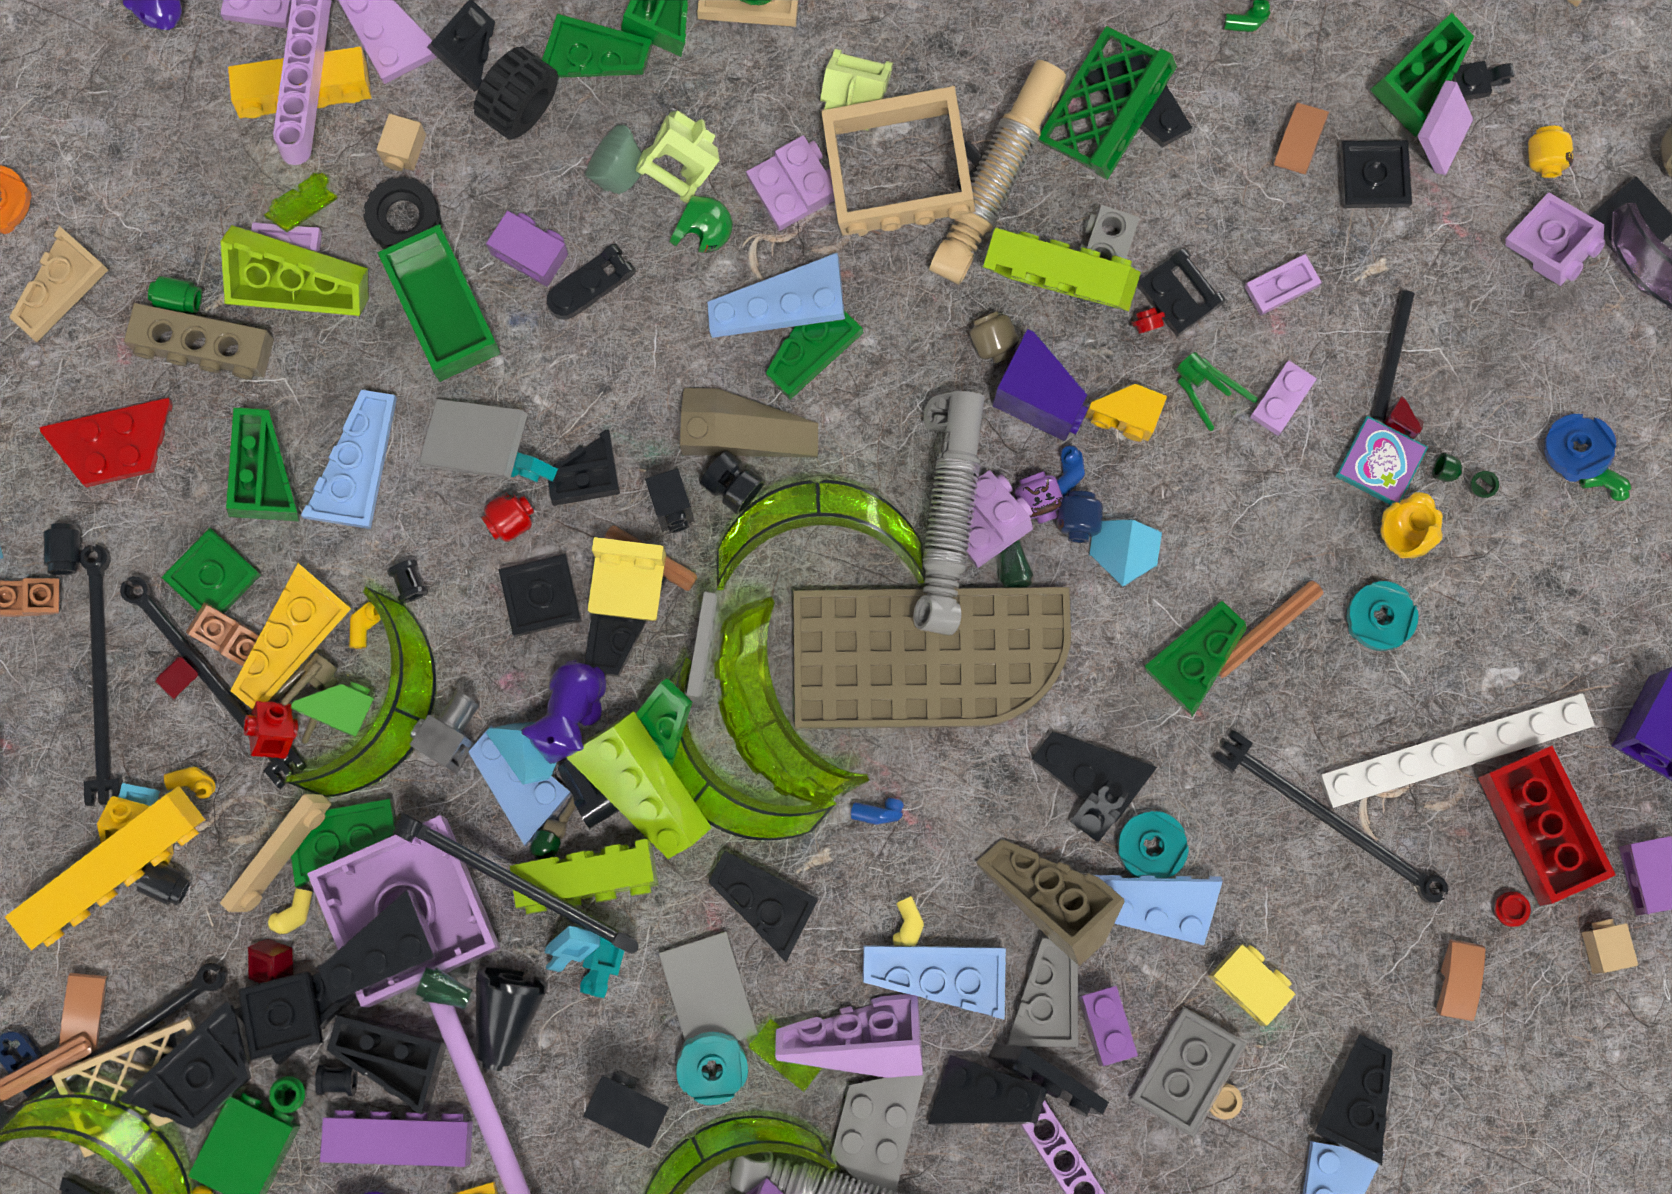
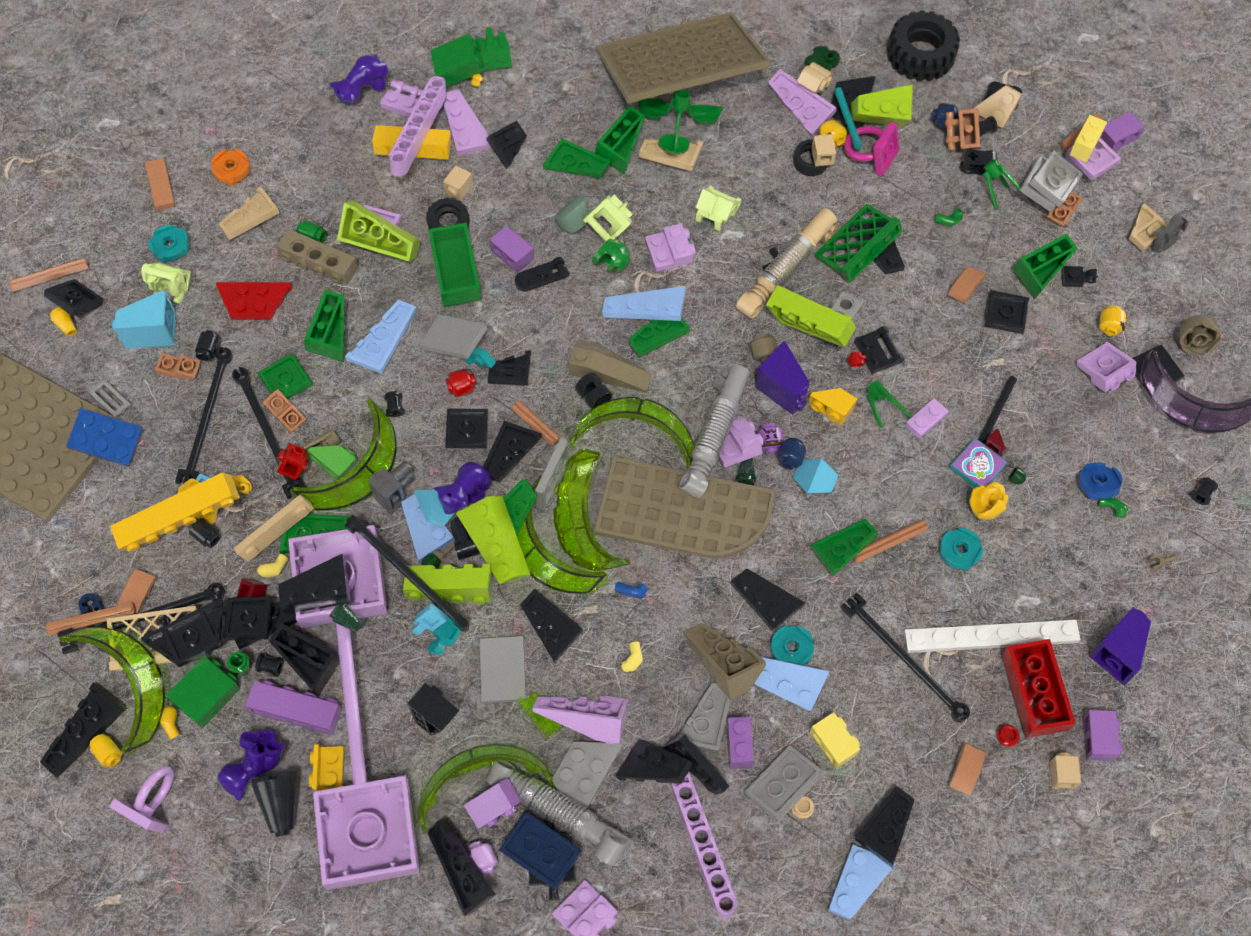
camera: 15 degrees right, 15 degrees down
(176, 678) = (246, 424): dark red slope -> none
(292, 632) = (319, 416): yellow wing -> none
(298, 206) = (387, 201): clear neon green hinge -> none
(360, 623) = (361, 420): yellow arm -> none
(504, 1013) = (378, 650): black cone -> none
(515, 93) = (527, 168): black tyre -> none
(626, 579) = (519, 425): light yellow bracket -> none
(670, 501) = (555, 391): black brick -> none
(697, 1082) = (482, 717): teal plate -> none
(889, 112) = (731, 218): tan window -> none
(944, 974) = (648, 690): light blue wing -> none
(1072, 468) = (794, 427): blue arm -> none
(1099, 812) = (762, 619): black plate -> none
(1282, 284) = (939, 357): lavender plate -> none
(1445, 127) = (1052, 293): lavender tile -> none
(1488, 478) = (1041, 486): dark green hinge -> none

